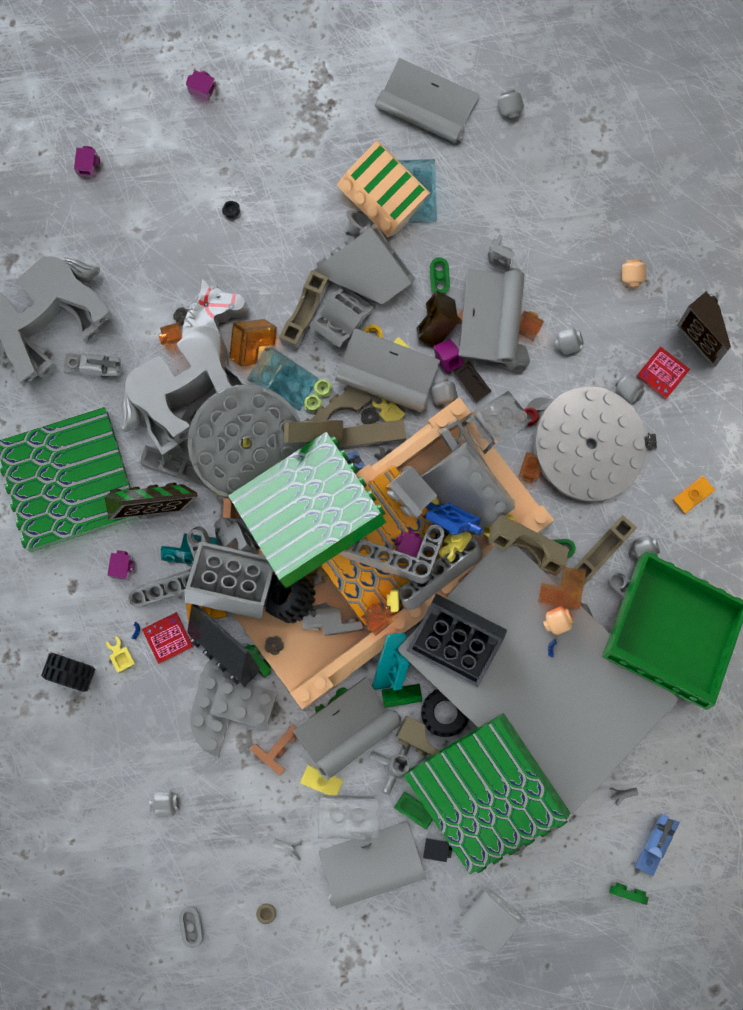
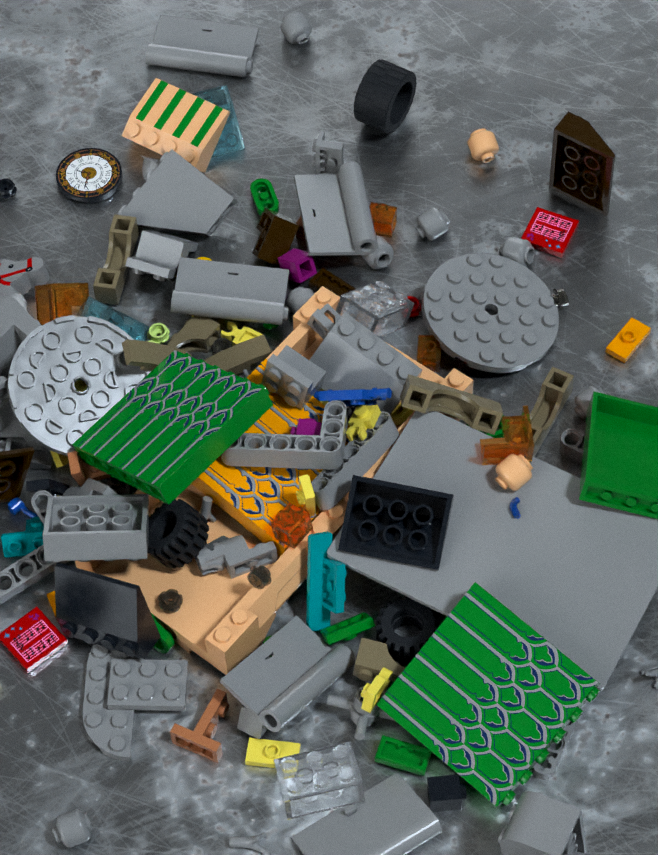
camera: 20 degrees left, 25 degrees down
(179, 518) = (17, 505): none -> blue hand
(204, 517) = (53, 487): none -> black plate
(302, 212) = (89, 175): none -> tile
(342, 655) = (259, 576): none -> clear smoke plate
(403, 766) = (373, 691): none -> light yellow plate
(564, 207) = (384, 96): none -> black tyre

